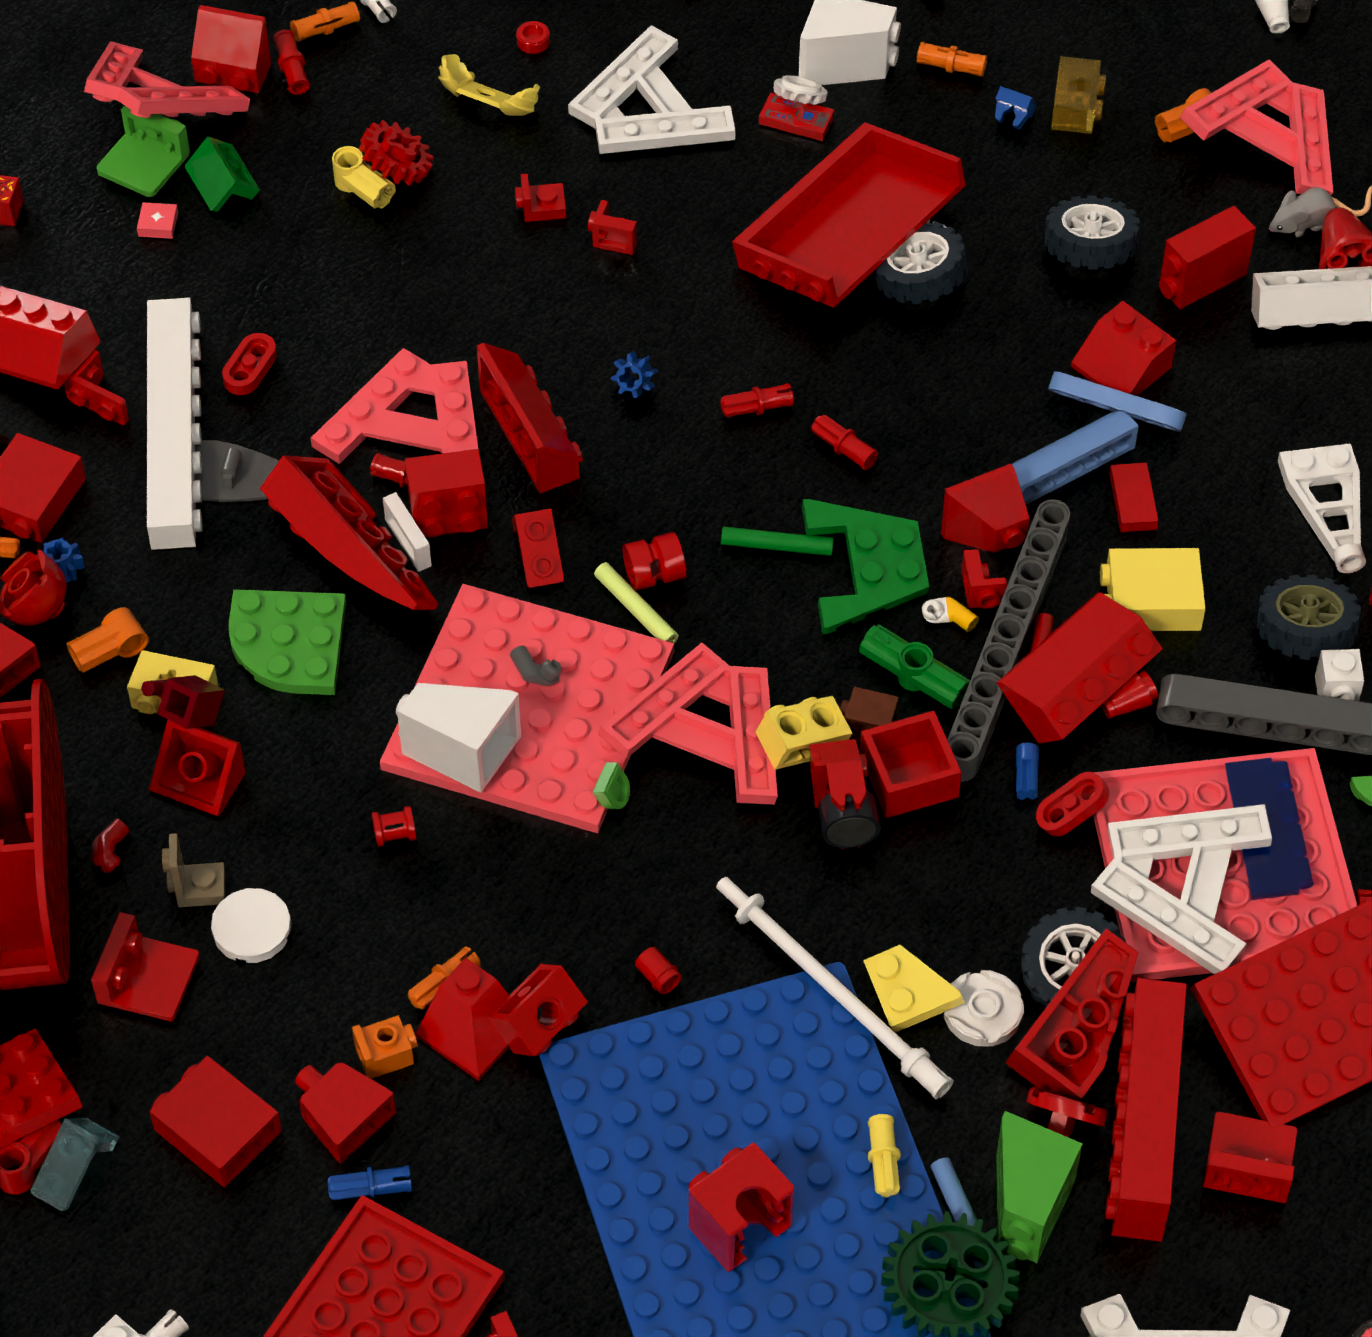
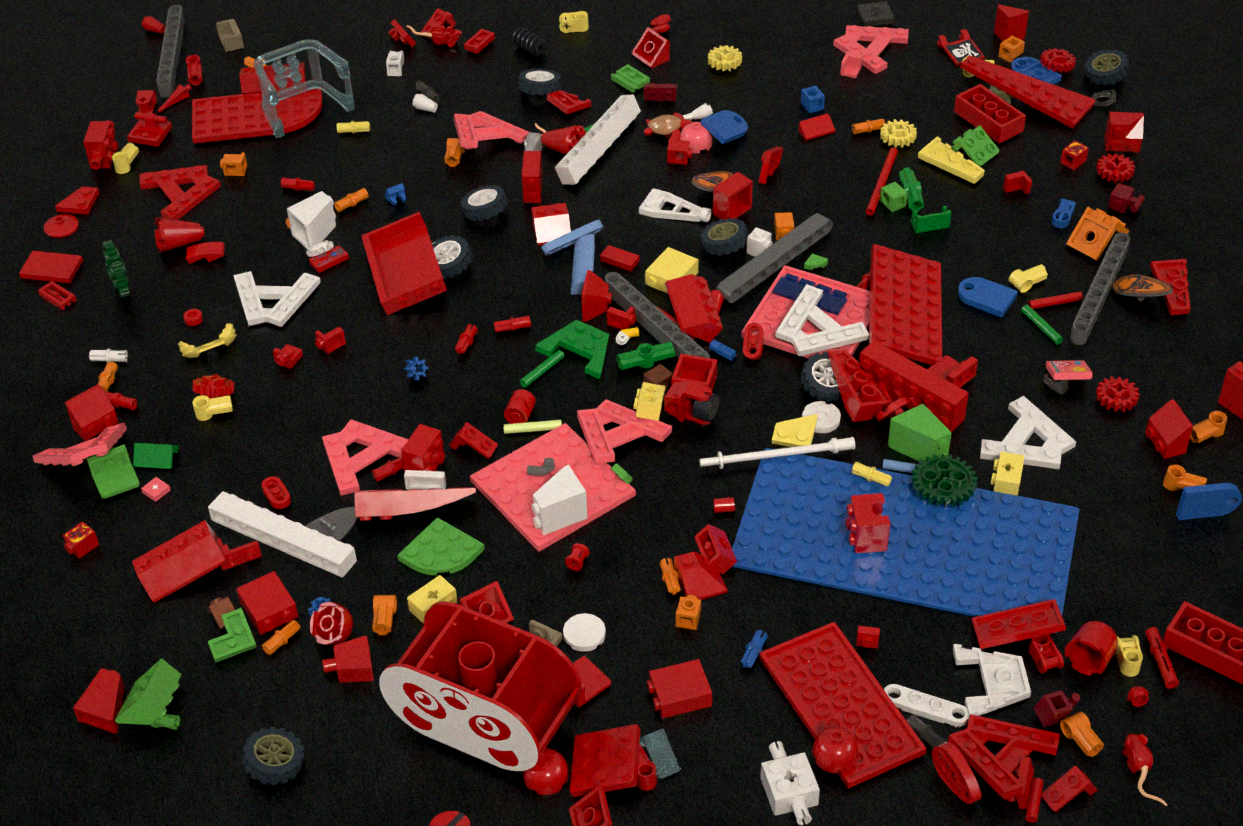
camera: 55 degrees left, 10 degrees down
(186, 700) = (458, 586): dark red brick -> none
(343, 1107) = (708, 640): red torso -> none
(527, 418) = (404, 413): red slope -> none
(1076, 95) = (409, 174): clear yellow brick -> none

